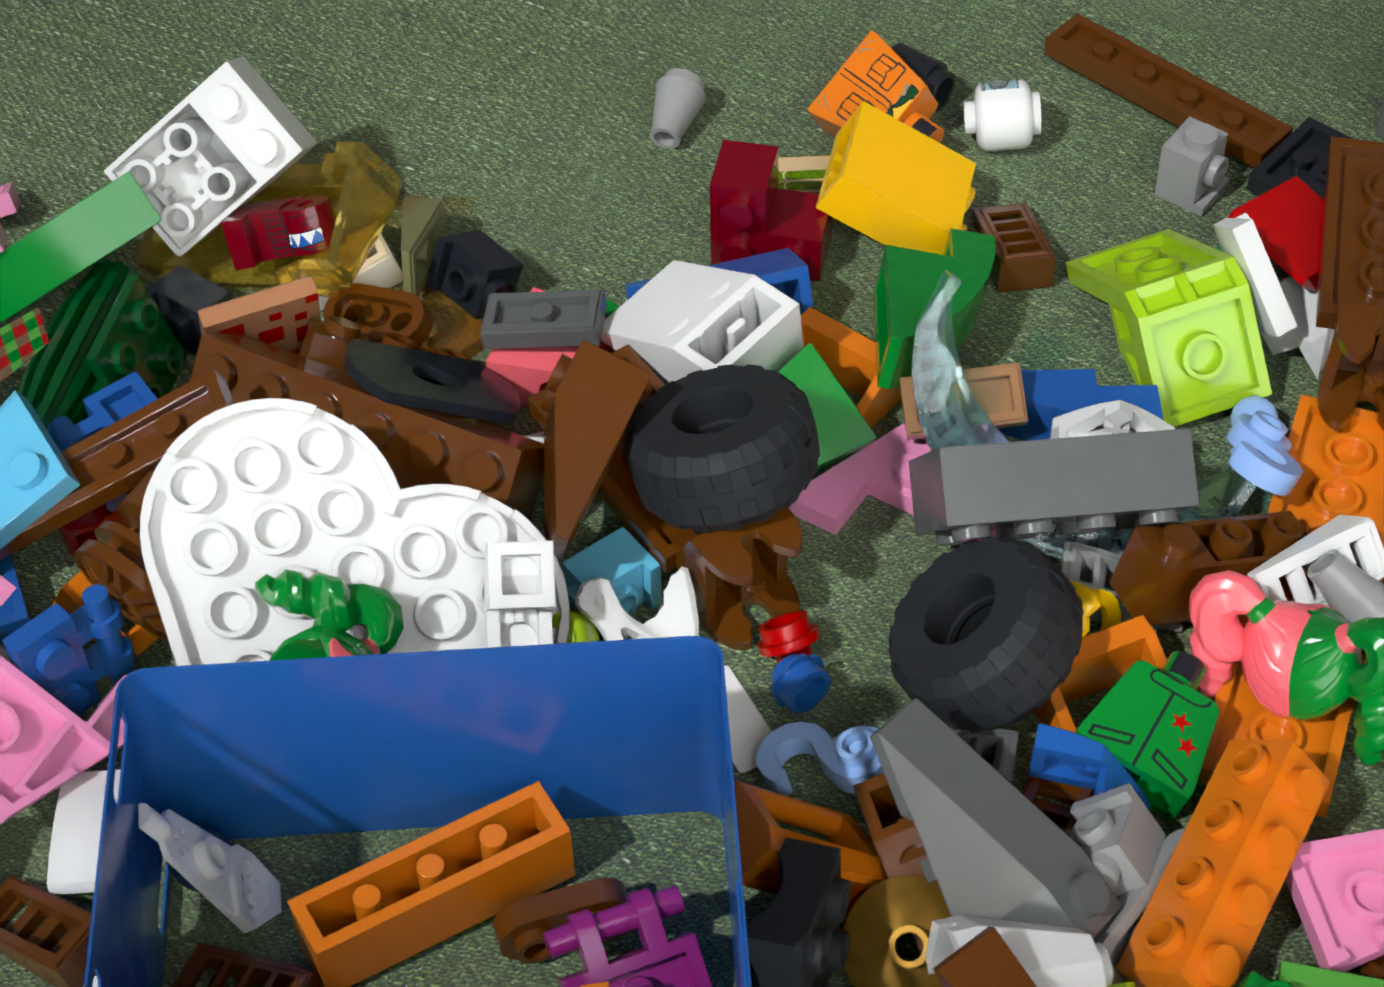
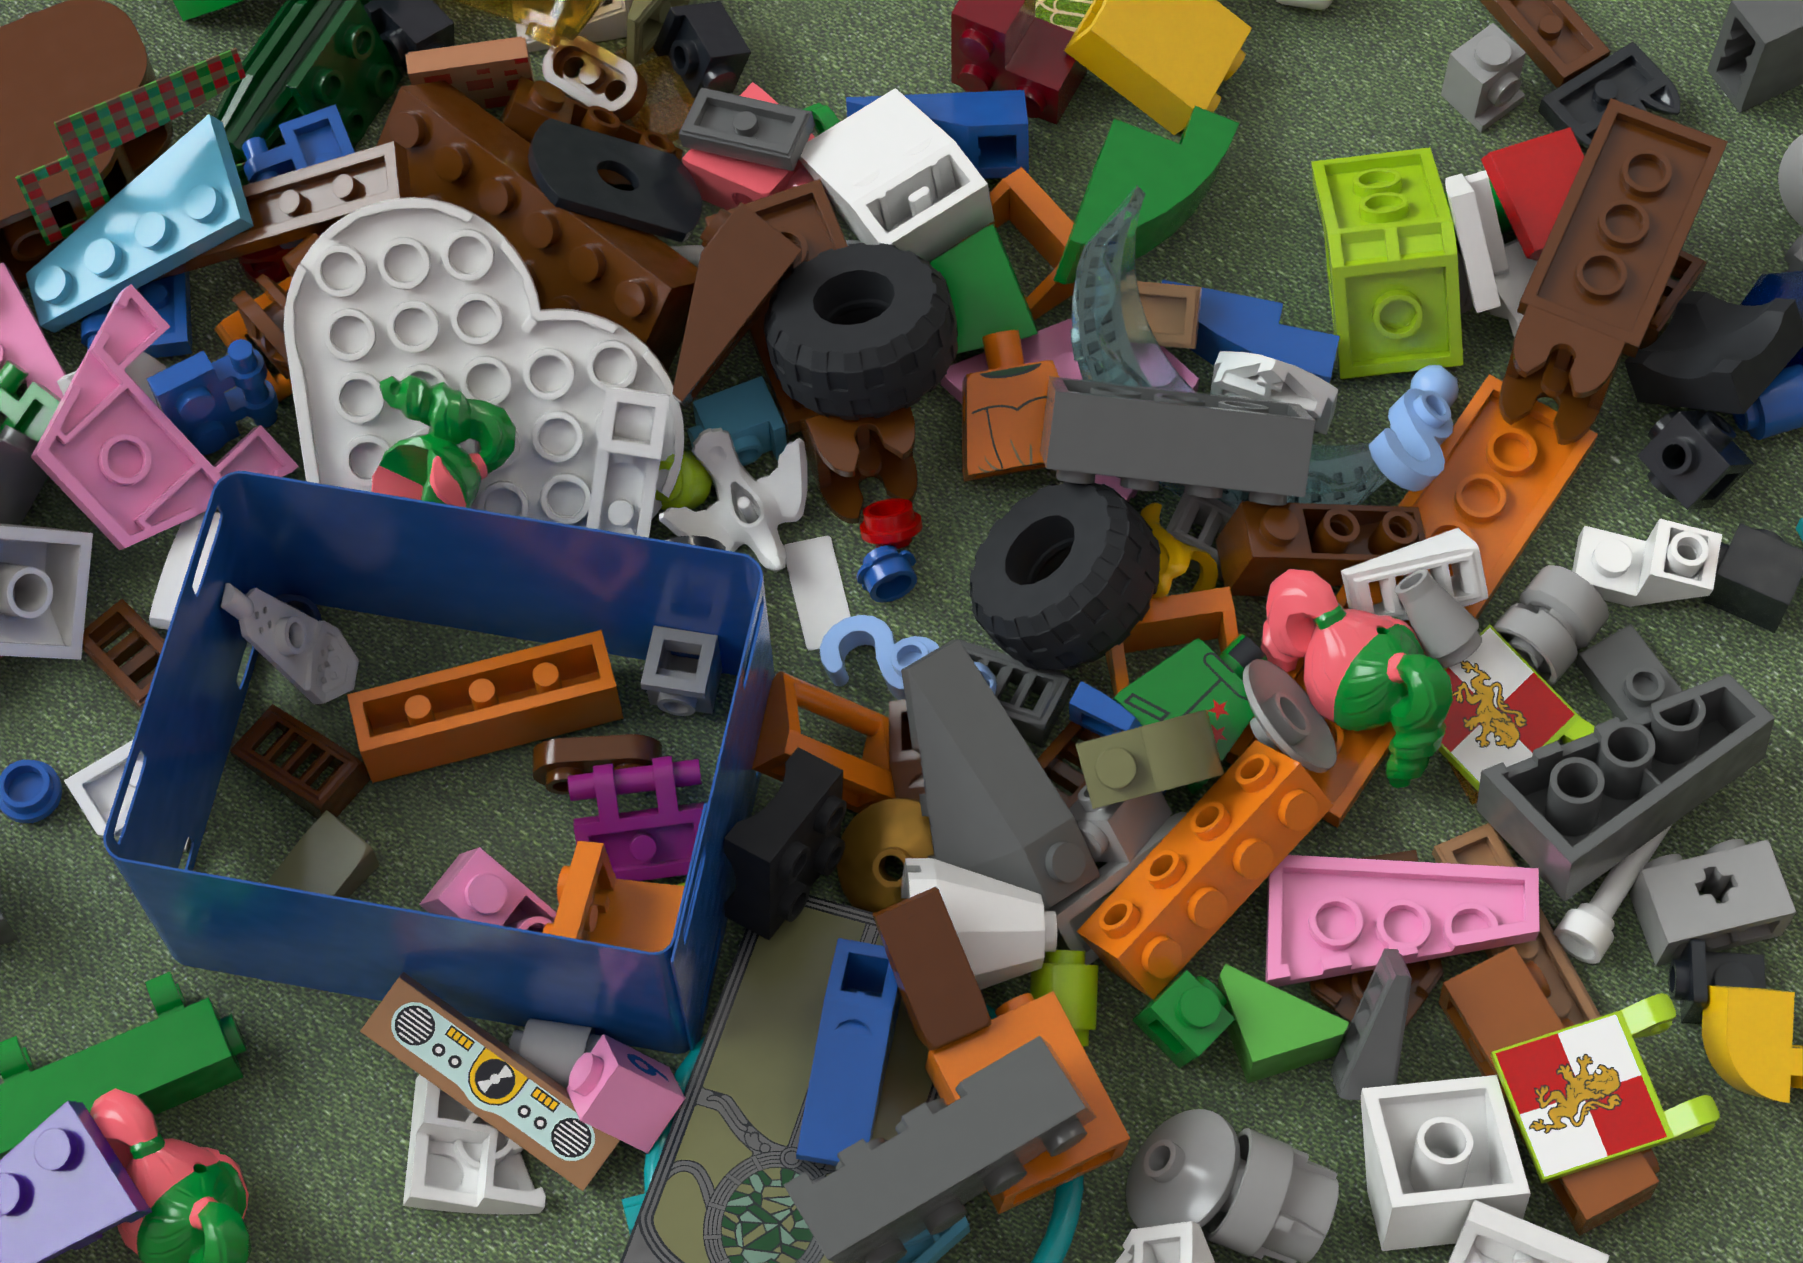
camera: 15 degrees right, 15 degrees up
(628, 827) = (678, 682): none -> light grey brick
(870, 514) = (1004, 410): none -> orange torso
(1021, 248) = (1266, 162): reddish brown slope -> none
(1140, 773) = (1149, 759): none -> olive brick
(1243, 714) = (1287, 717): none -> light grey dish

